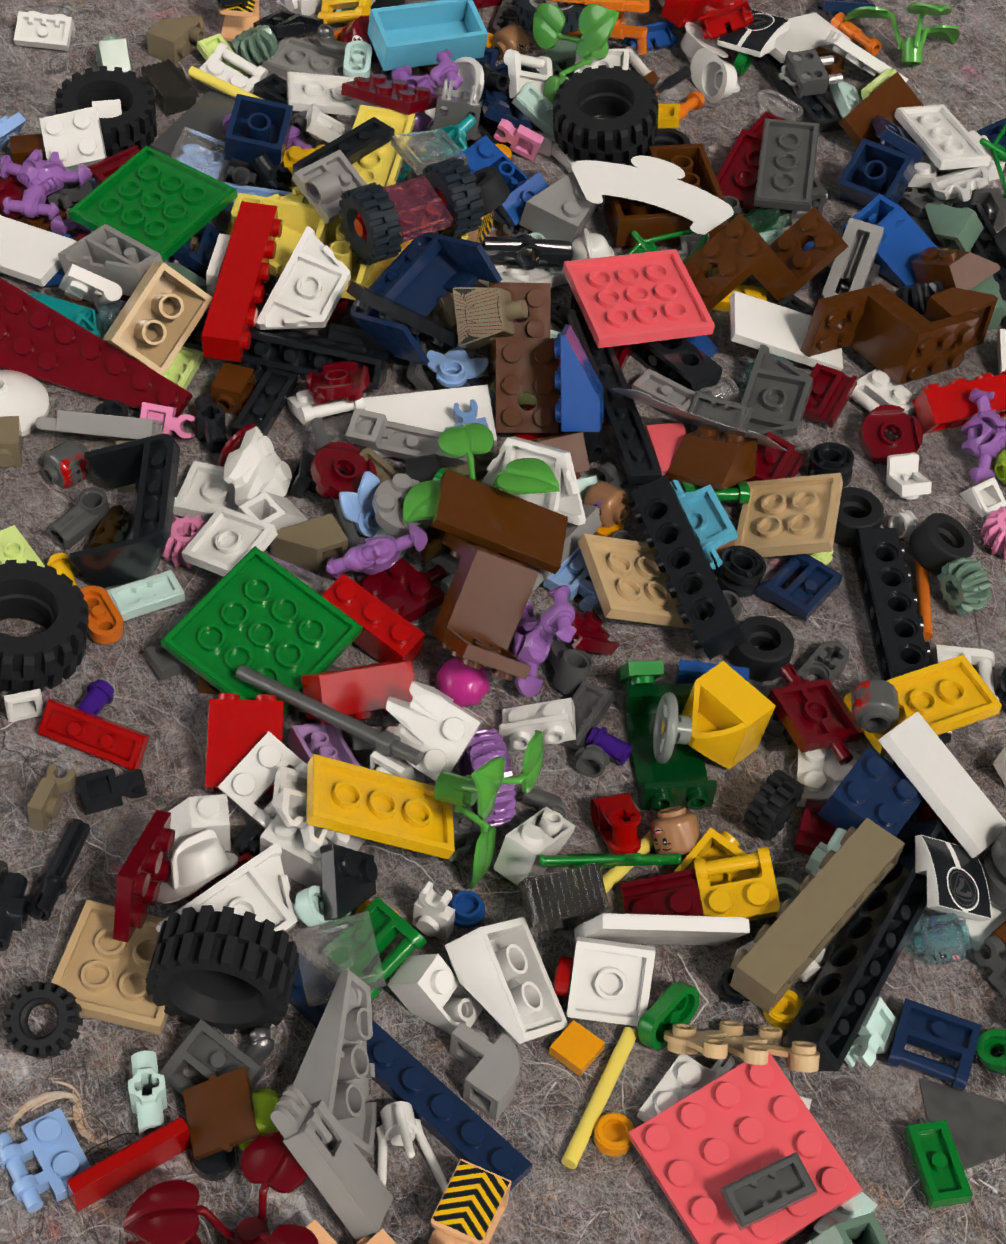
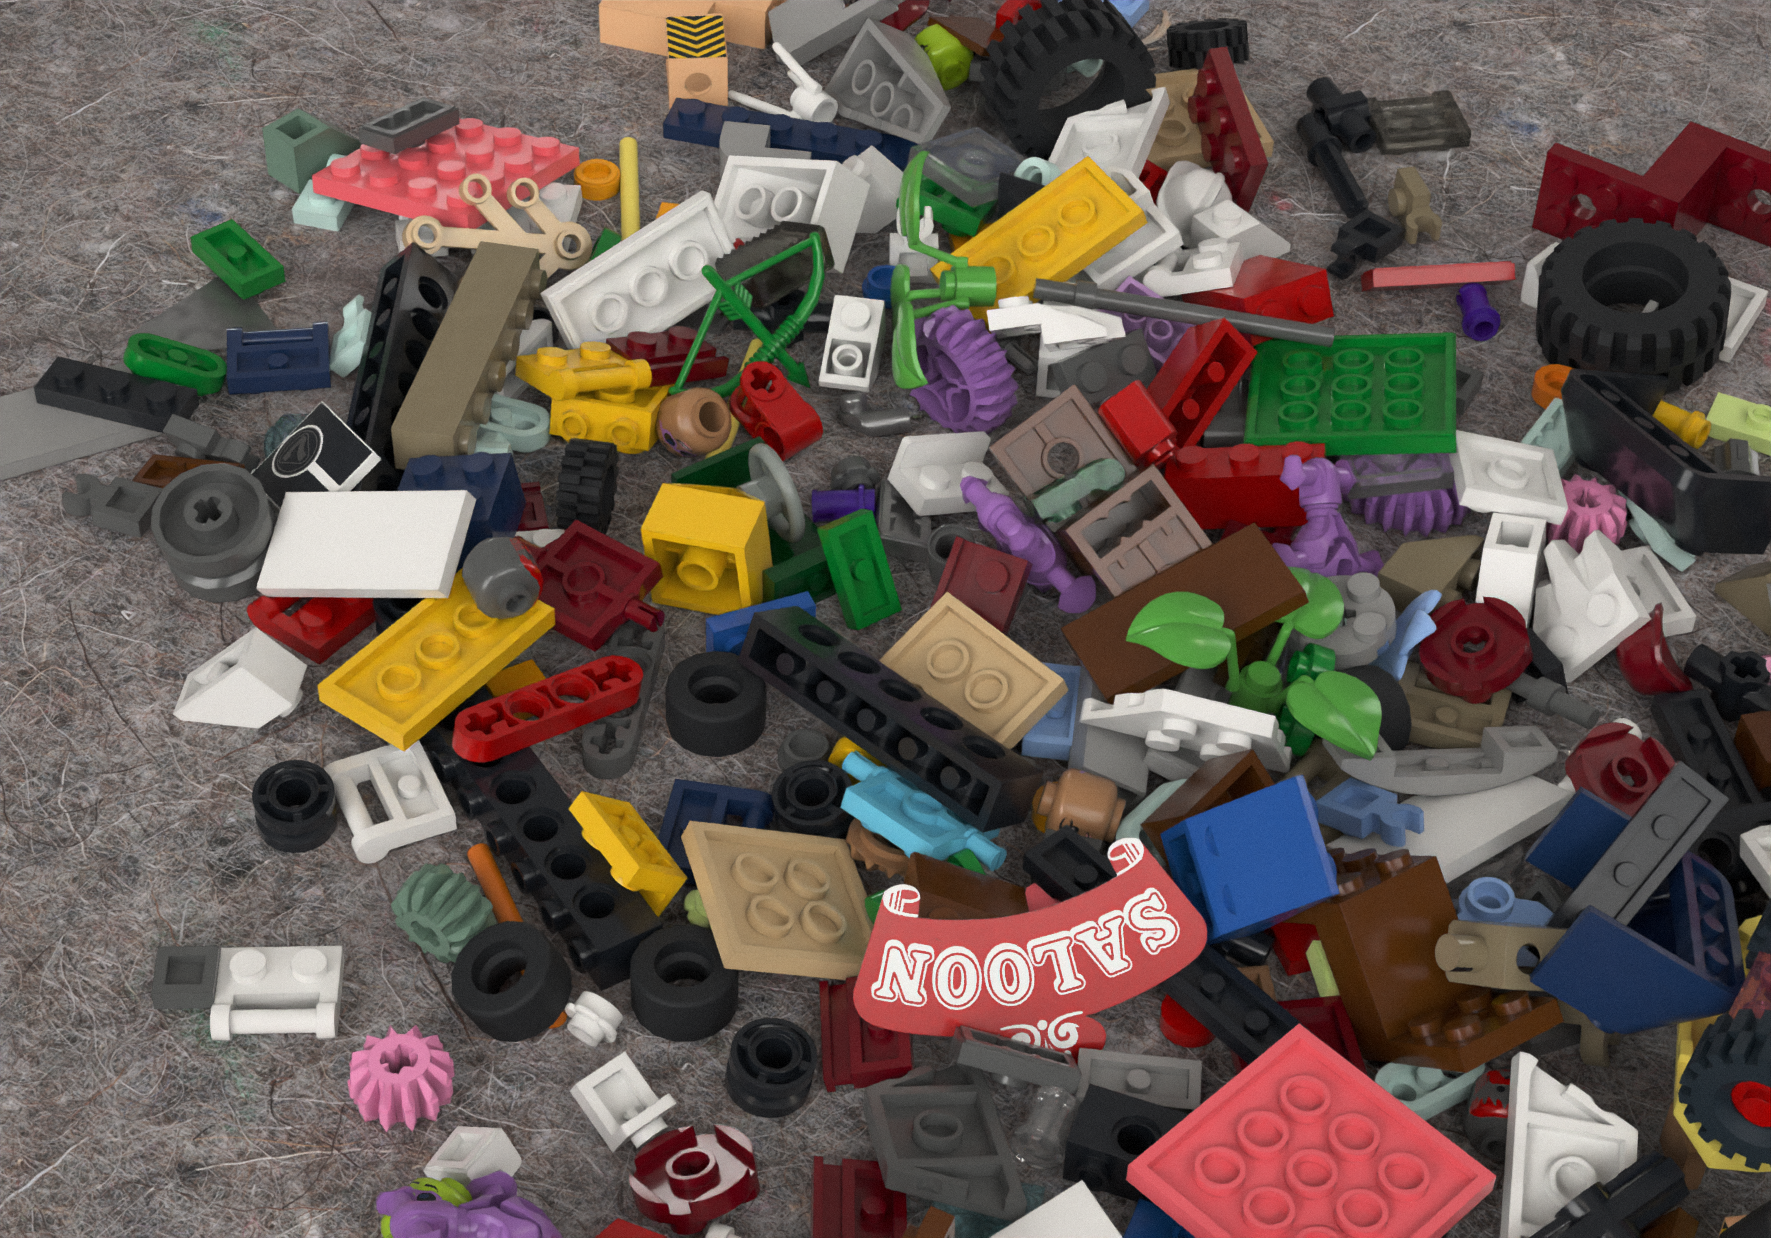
camera: 155 degrees right, 5 degrees down
(439, 627) = (1139, 426): none -> red brick
(517, 613) = (1062, 496): none -> clear green plate
(861, 561) = (629, 847): none -> yellow bracket
(865, 652) = (492, 731): none -> red beam

